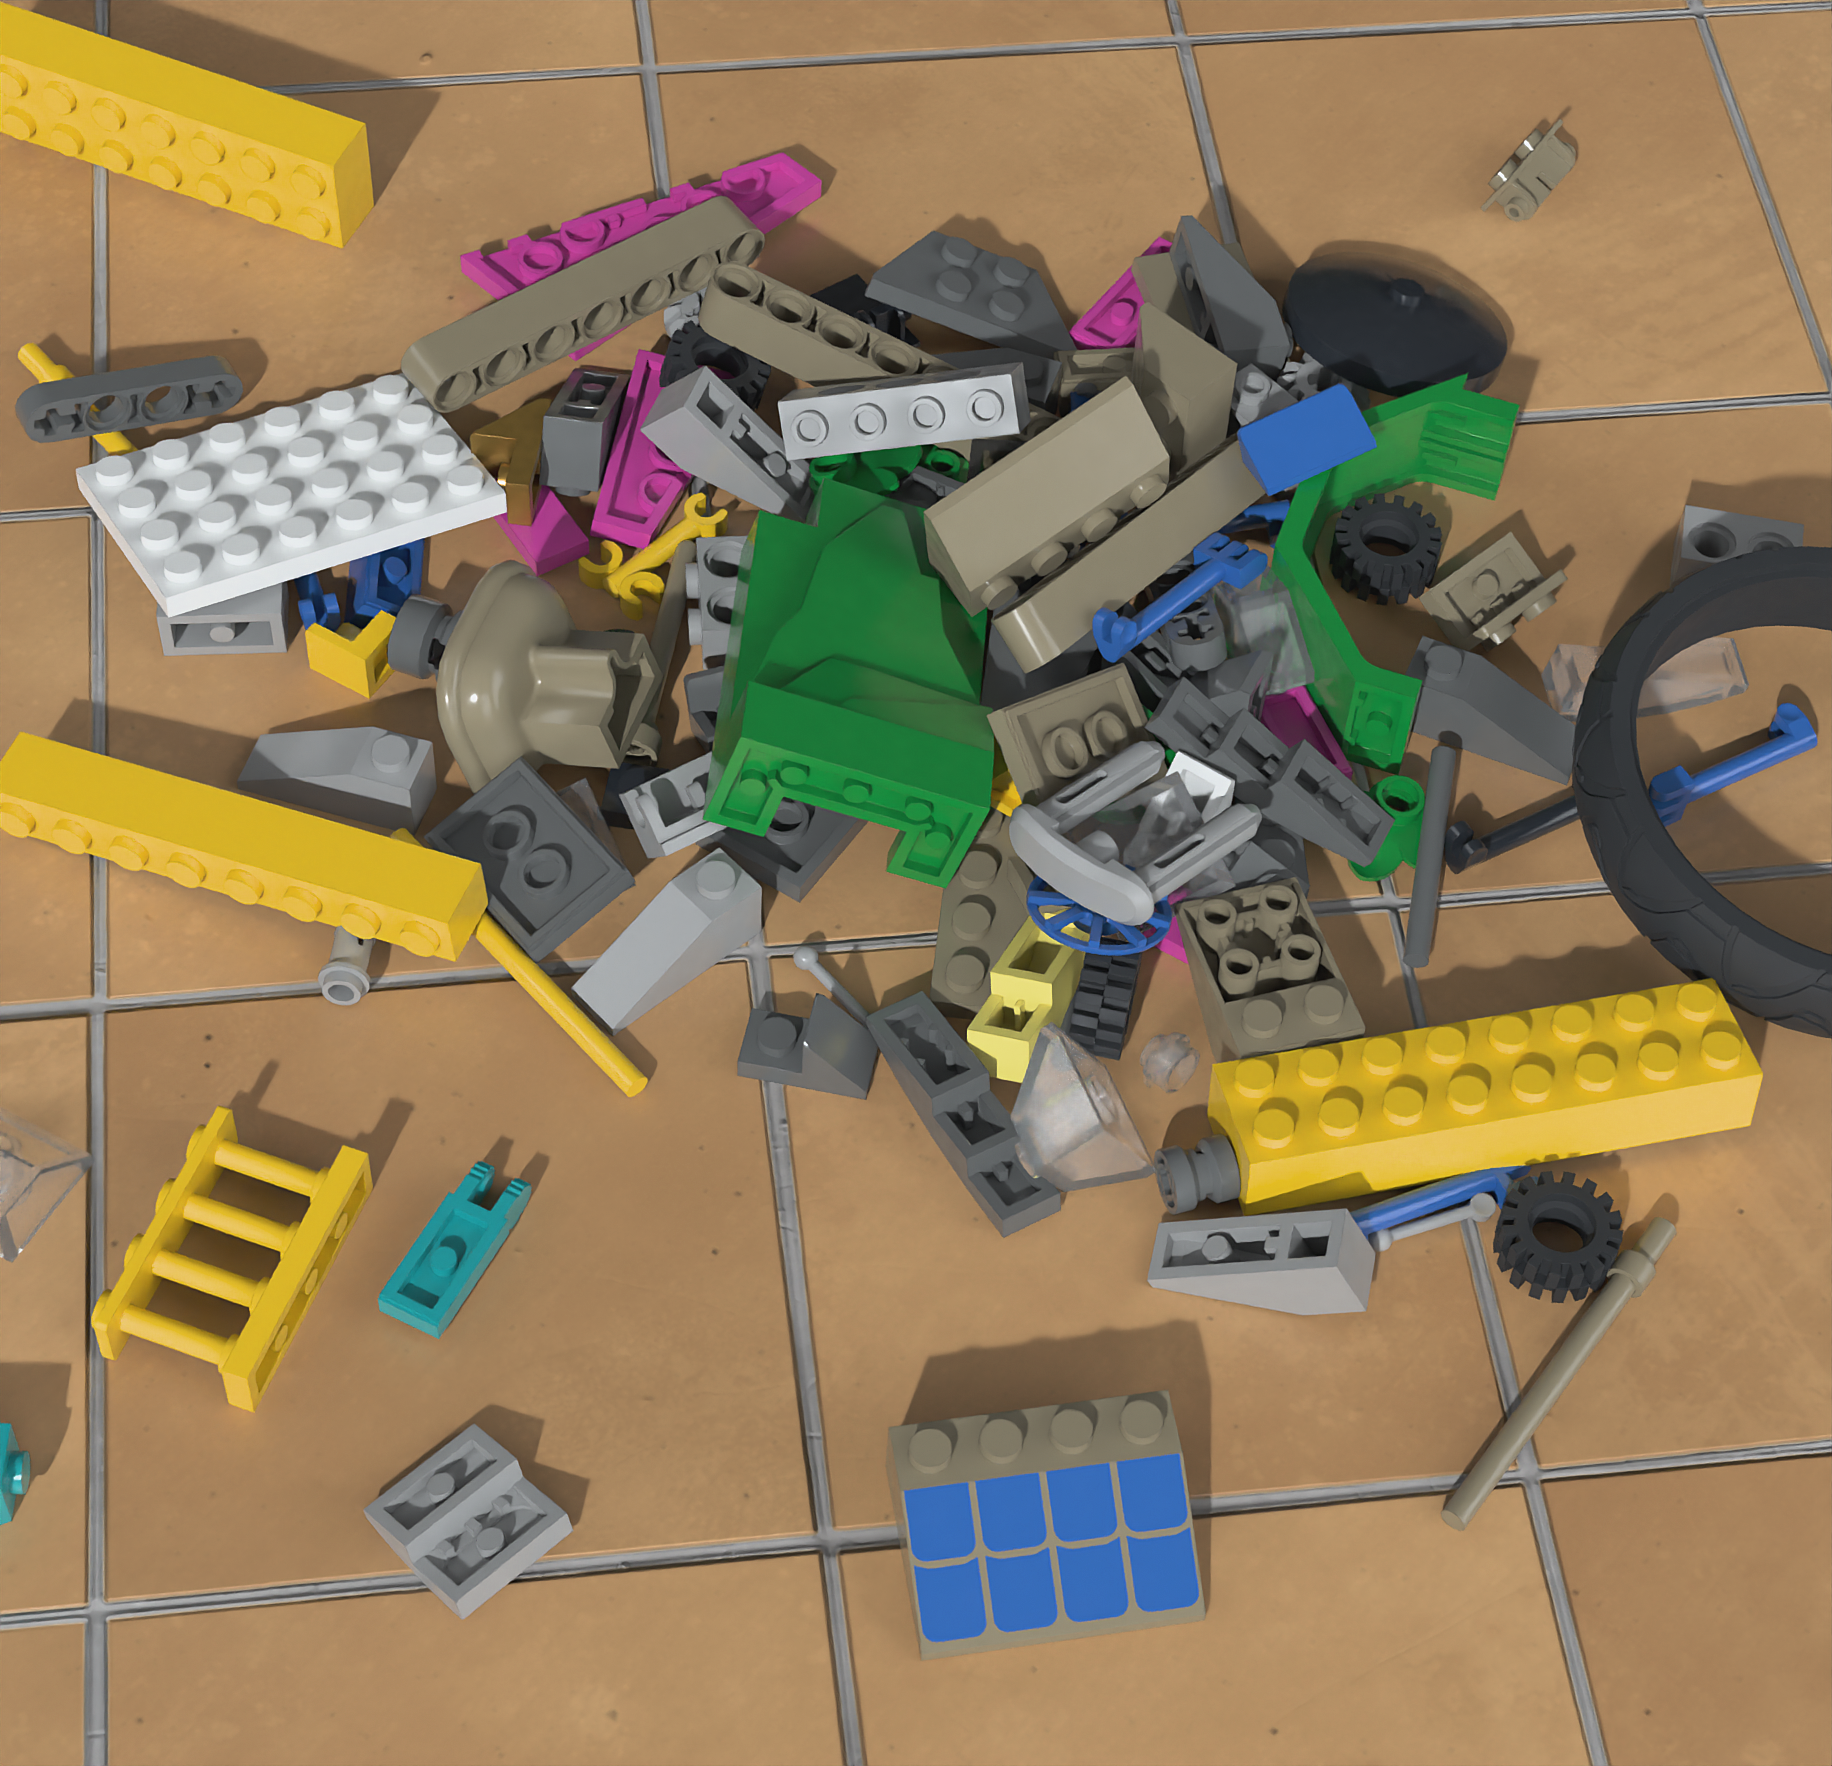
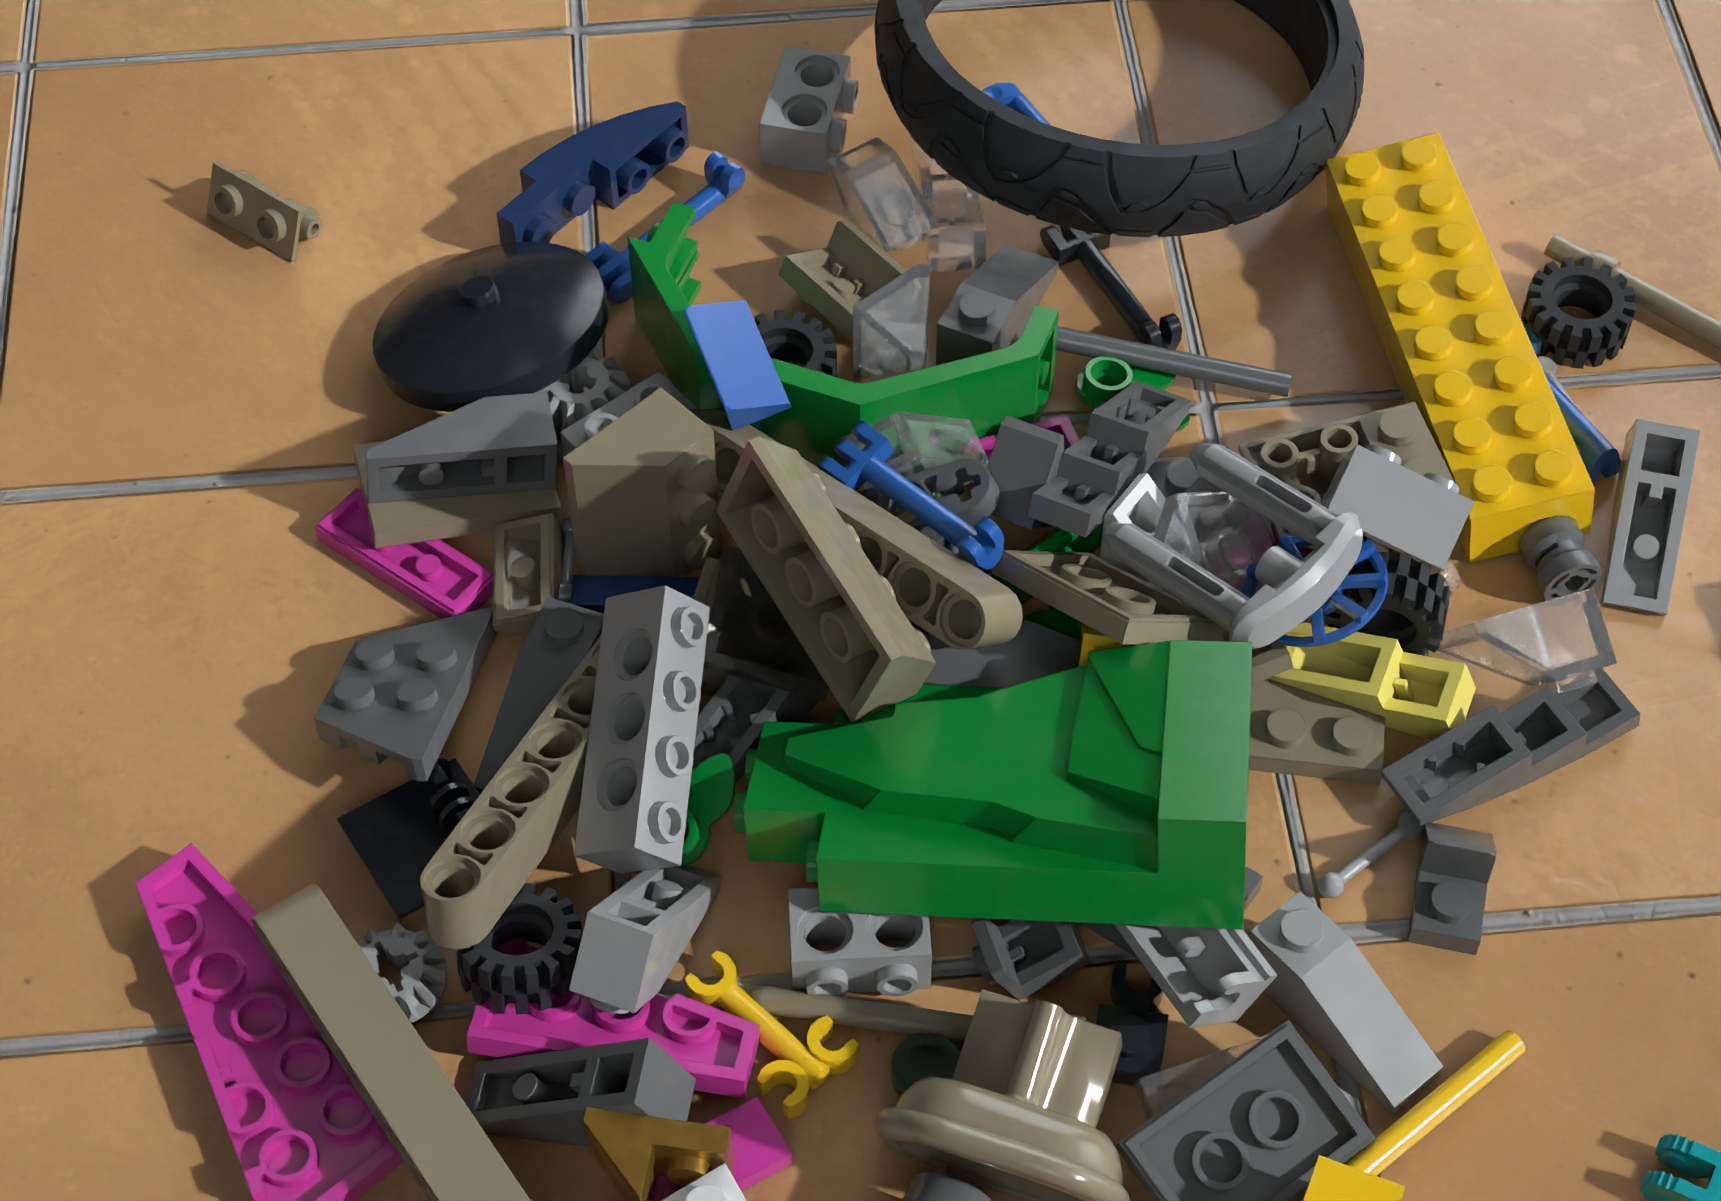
camera: 85 degrees left, 0 degrees up
(1193, 972) = (1398, 506): none -> light grey brick
(1397, 603) = (893, 328): none -> clear slope
(1595, 598) = (881, 195): none -> clear slope
(1625, 503) = (614, 266): none -> blue hinge
(1626, 399) = (595, 164): none -> dark blue slope

